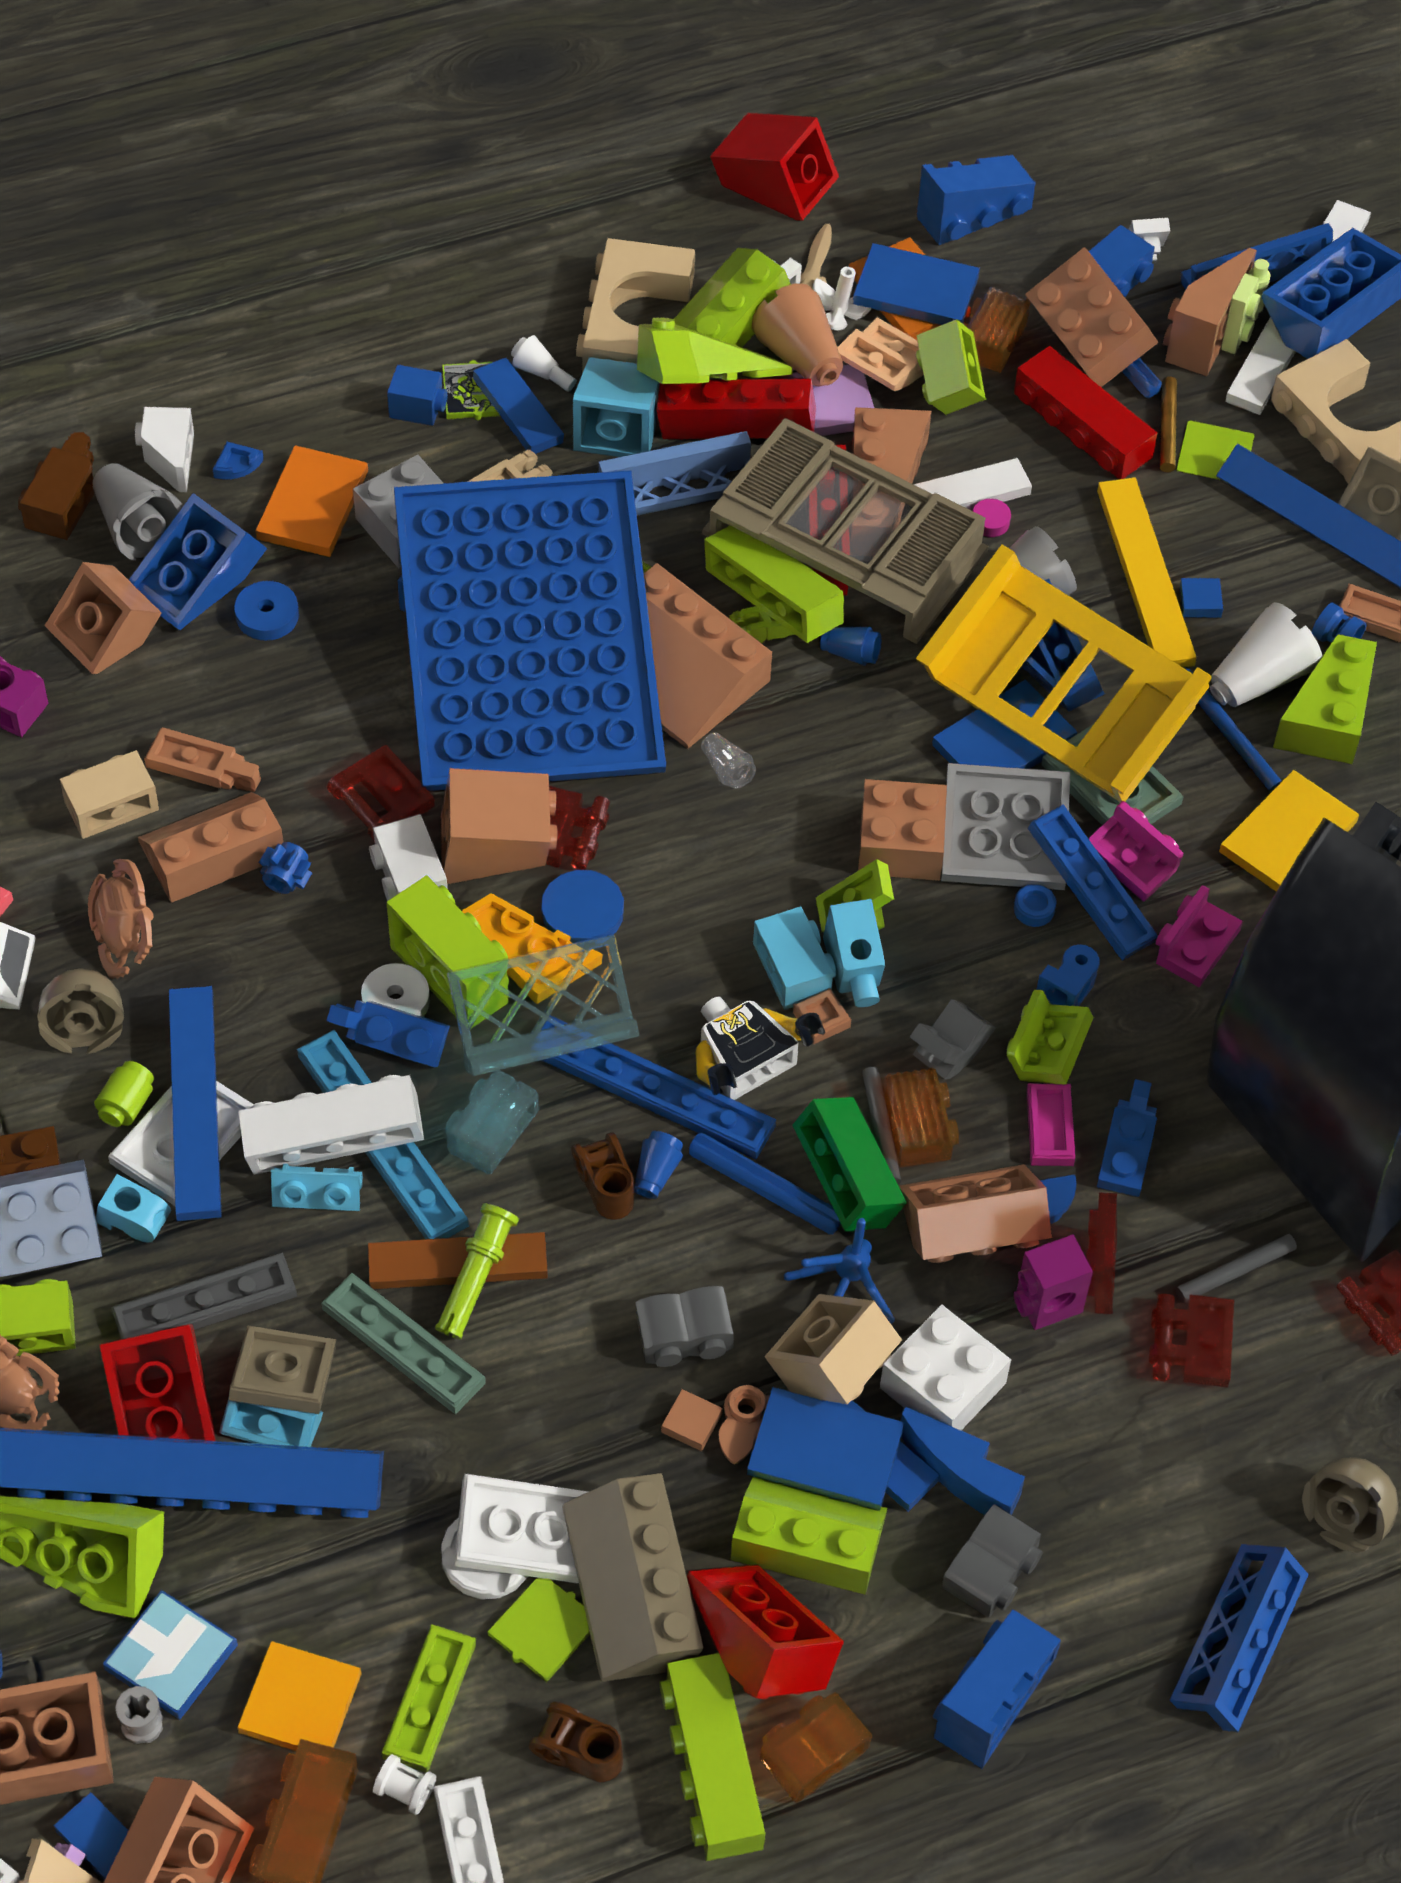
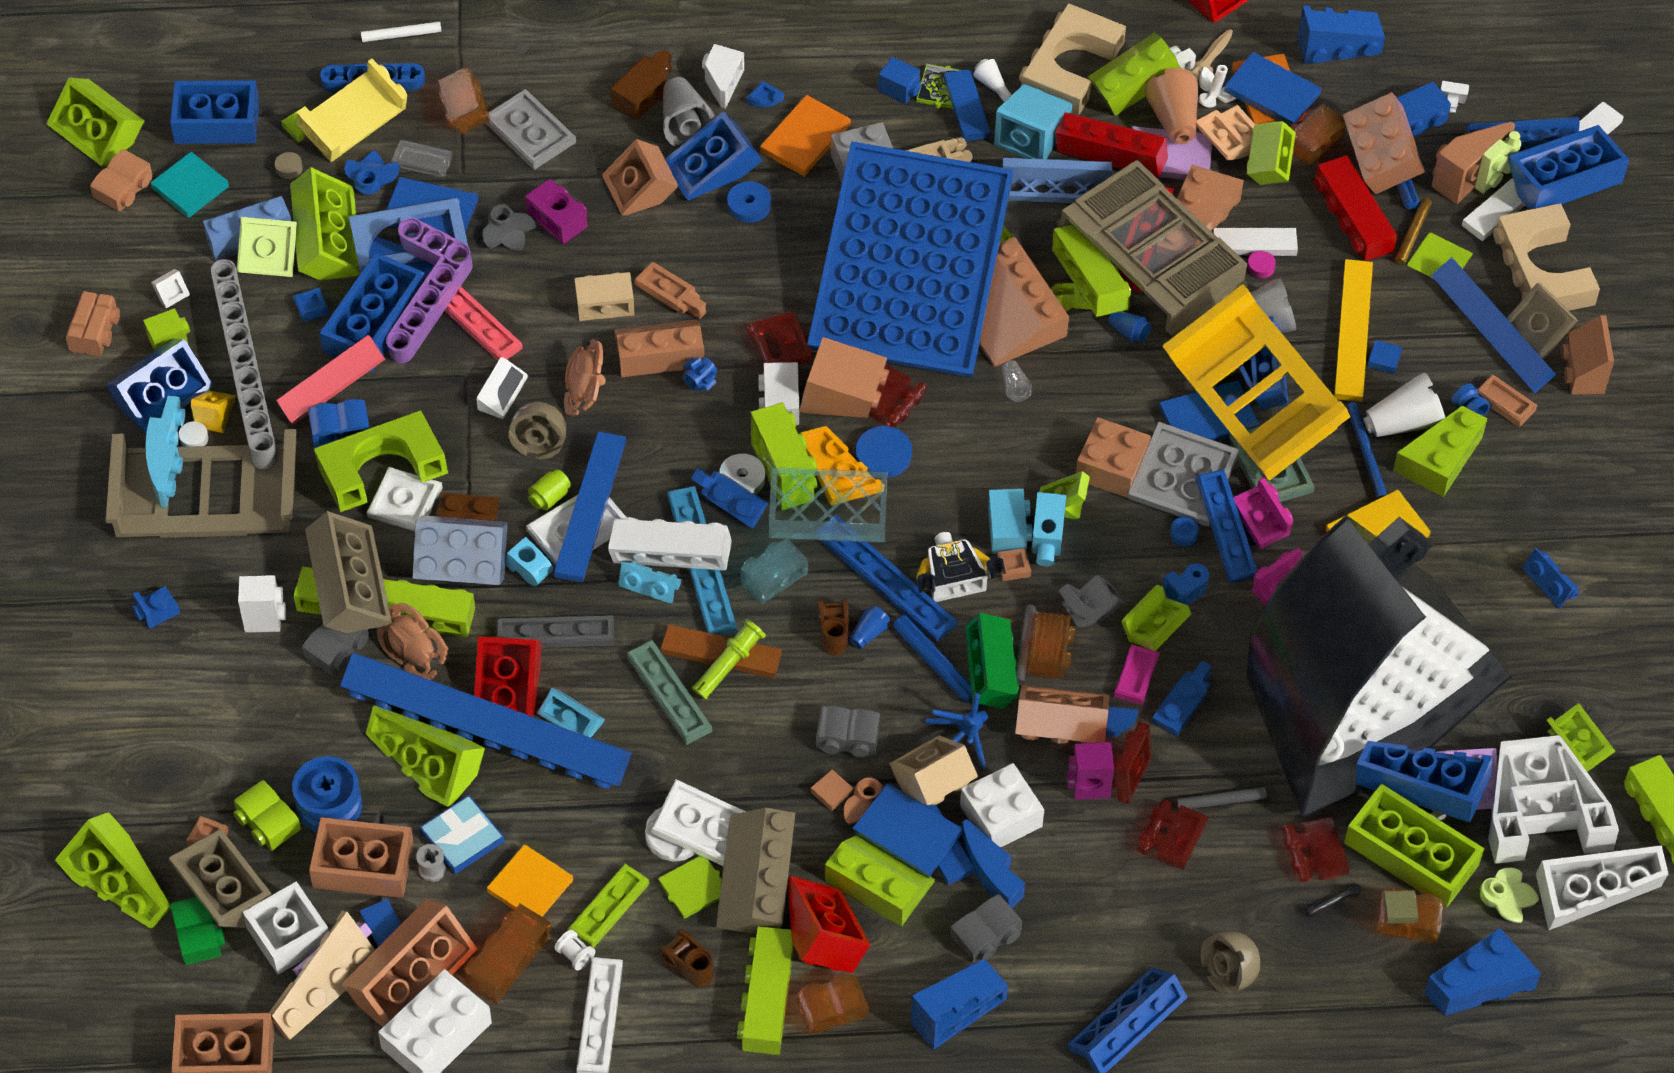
camera: 20 degrees right, 0 degrees up
(282, 1369) = (587, 685): dark tan tile -> none
(686, 356) = (1085, 99): lime wedge -> none

